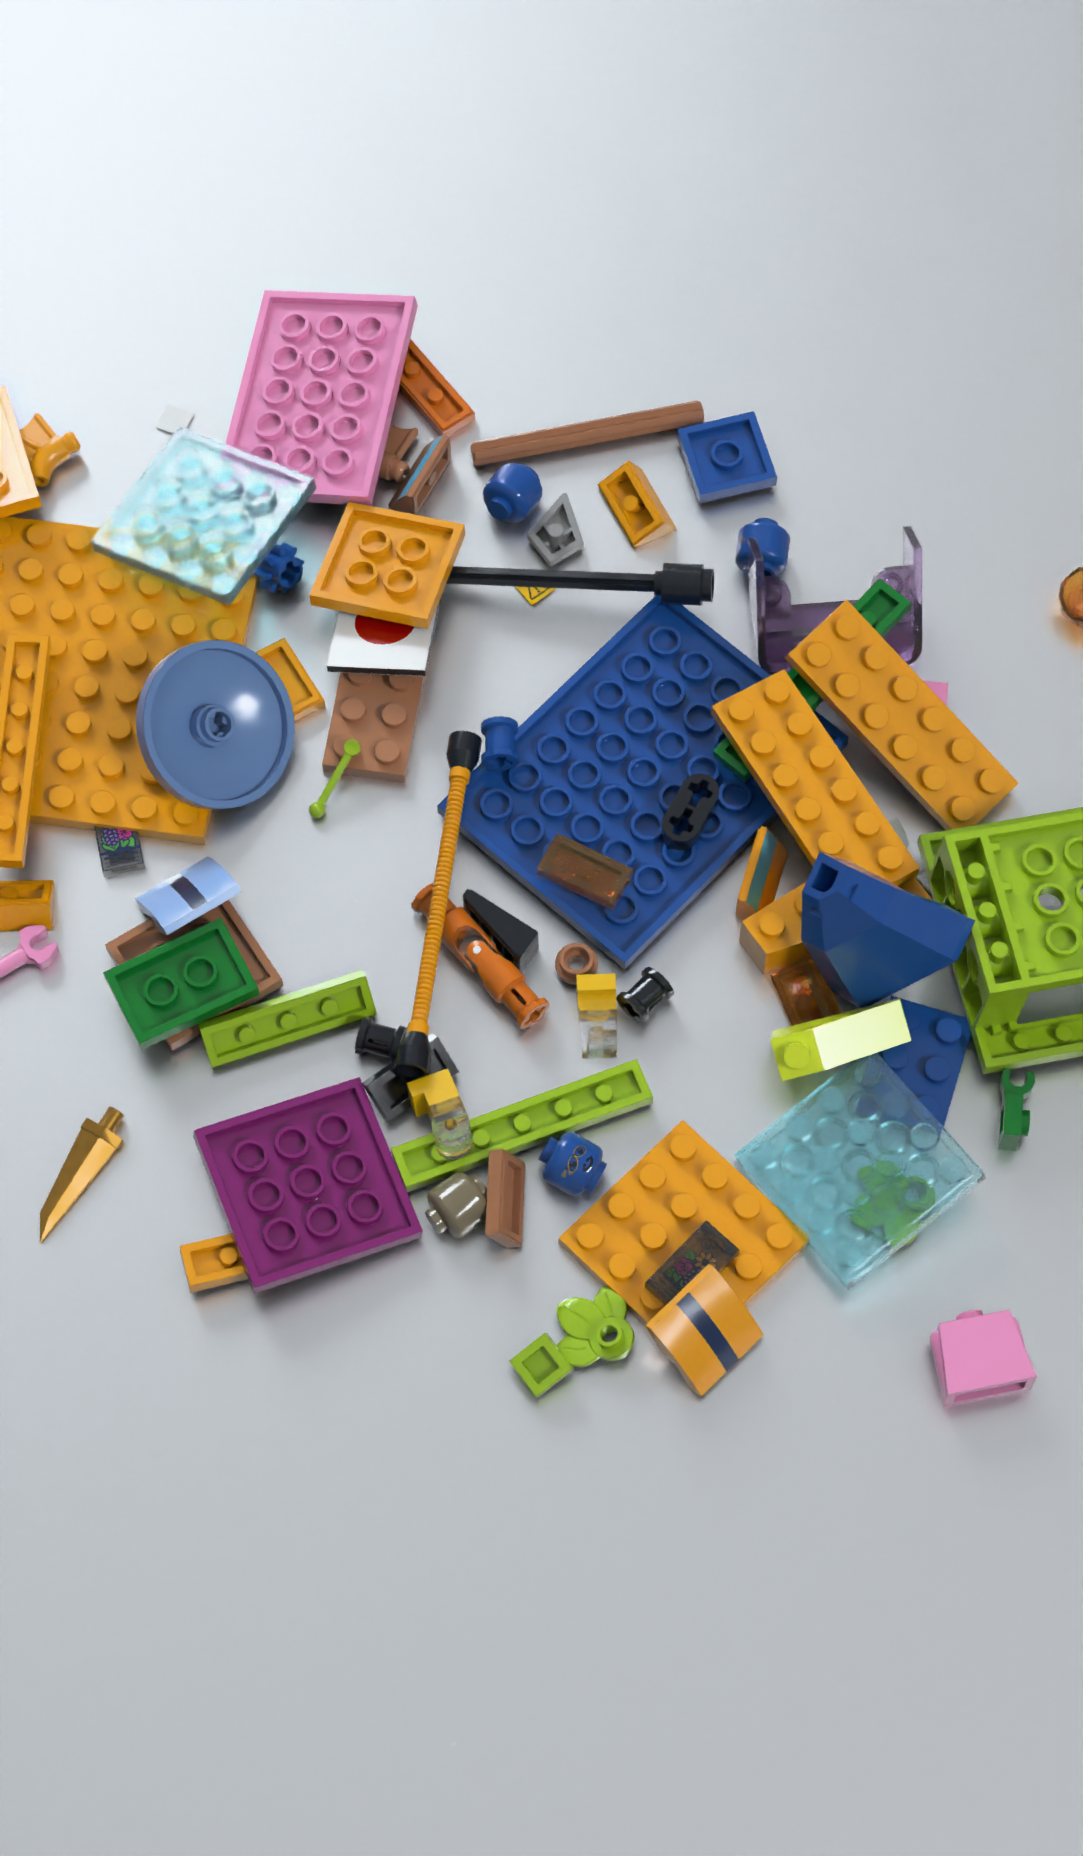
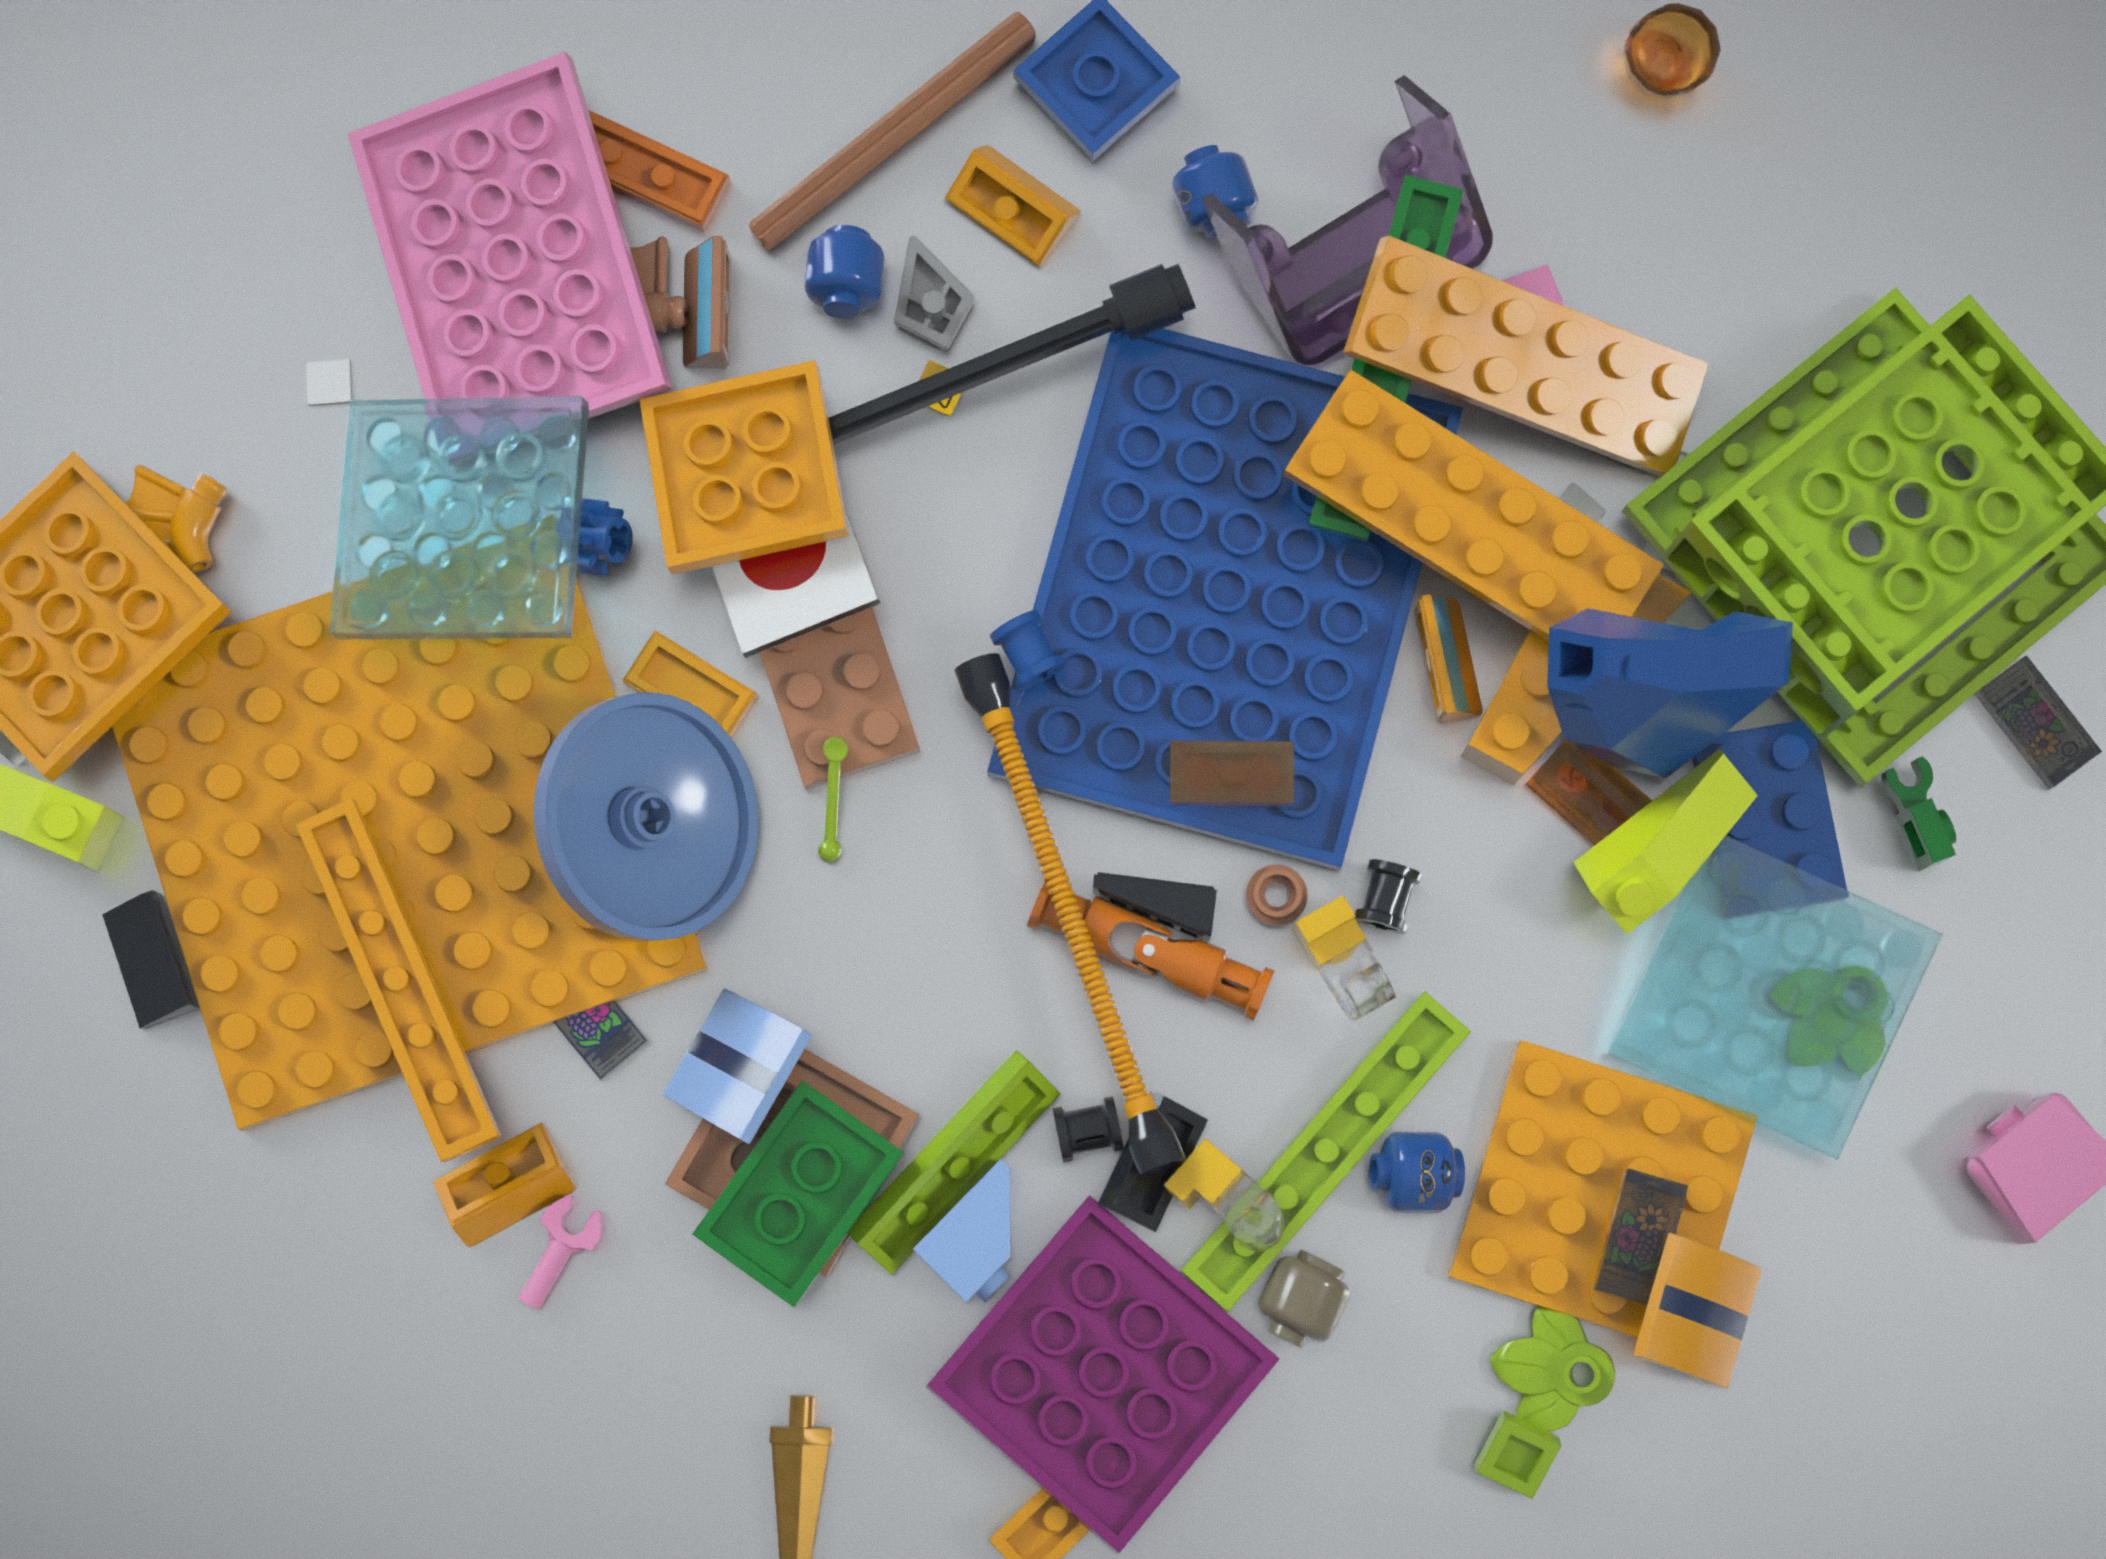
camera: 25 degrees left, 15 degrees up
(275, 1065) = (974, 1238): none -> light blue slope
(505, 1198) = (1358, 1261): nougat tile -> none
(698, 816) = (1304, 619): black beam -> none

